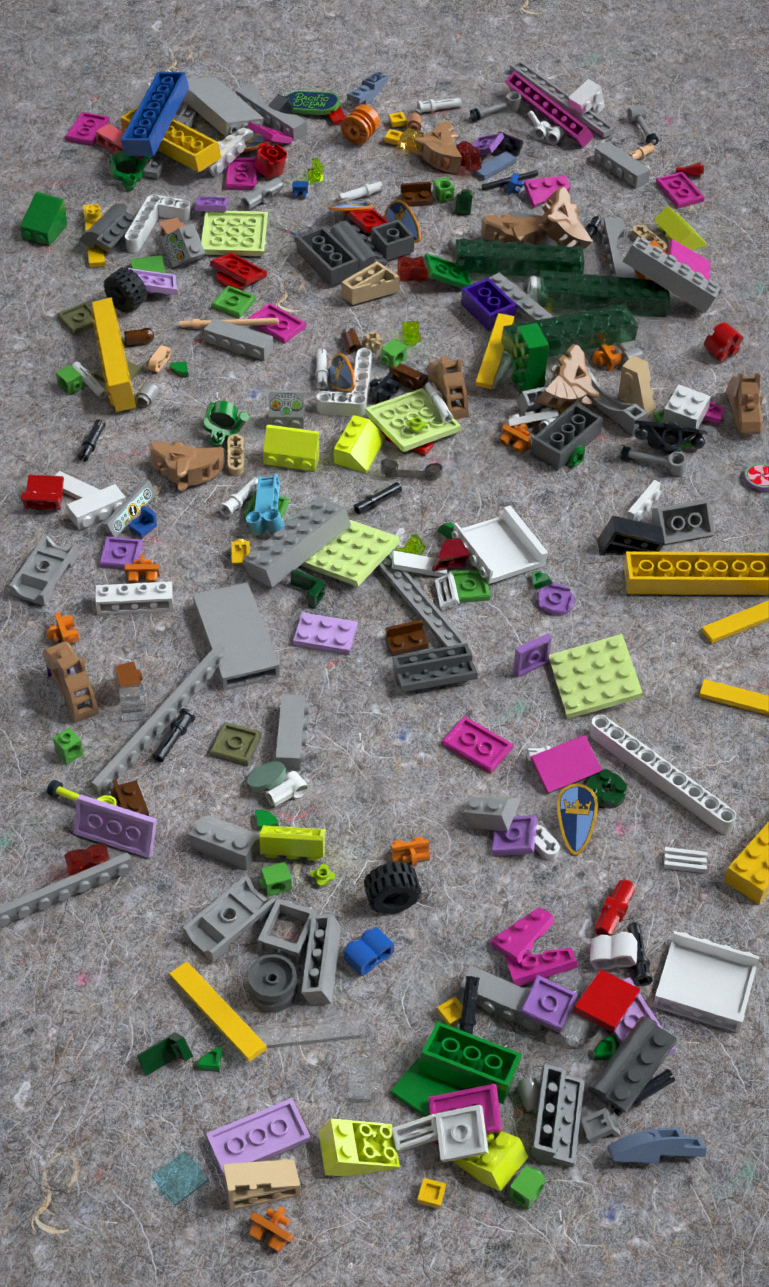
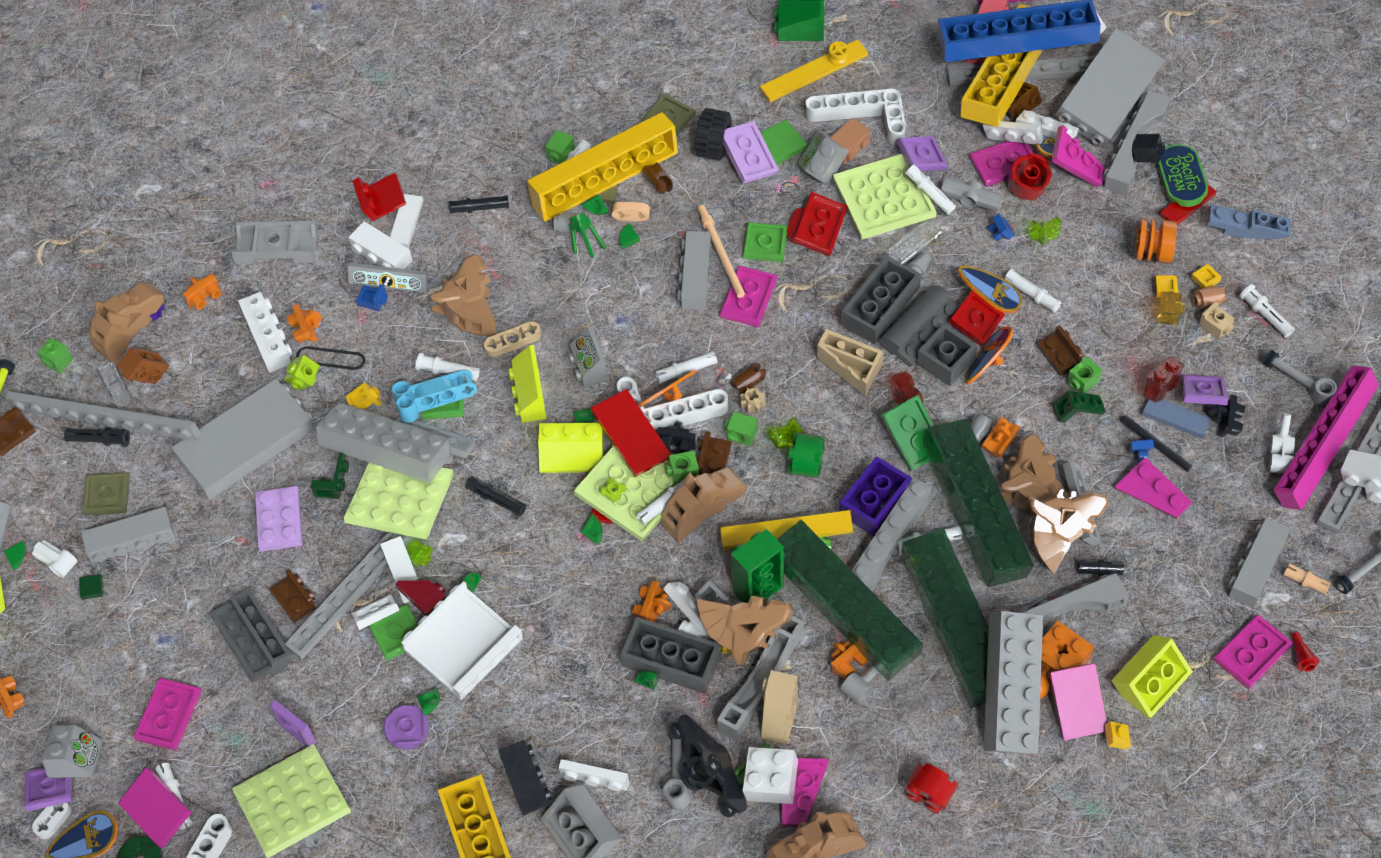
camera: 75 degrees right, 10 degrees up
(109, 228) = (818, 78): dark grey brick -> none
(120, 552) = (329, 296): medium lavender tile -> none
(122, 167) = (926, 58): green piece -> none
(139, 377) = (596, 206): none -> green tile
(160, 380) = (580, 223): none -> green plant
(191, 277) = (787, 186): none -> clear tile
(192, 548) = (336, 351): none -> black piece
(194, 580) = (301, 372): none -> lime brick
(223, 414) = (559, 302): green piece -> none
(243, 206) = (930, 189): none -> white pin
(267, 776) = (61, 534): sand green tile -> none
(327, 772) = (91, 587): none -> dark green tile
(332, 435) = (584, 416): none -> green tile
(342, 349) = (722, 377): none -> clear tile
(371, 402) = (630, 432): none -> red tile
(390, 470) = (545, 493): clear smoke piece -> none
(415, 384) = (684, 459): none -> bright green brick
(430, 123) = (1217, 321): none -> tan brick
(436, 454) = (593, 529): none -> green tile
(439, 148) = (1165, 337): medium nougat animal -> none
(439, 324) = (806, 455): none -> green brick
(471, 233) = (1000, 437): none -> orange hips
(642, 231) = (1116, 653): tan beam -> none
(716, 256) = (1117, 735): none -> yellow plate

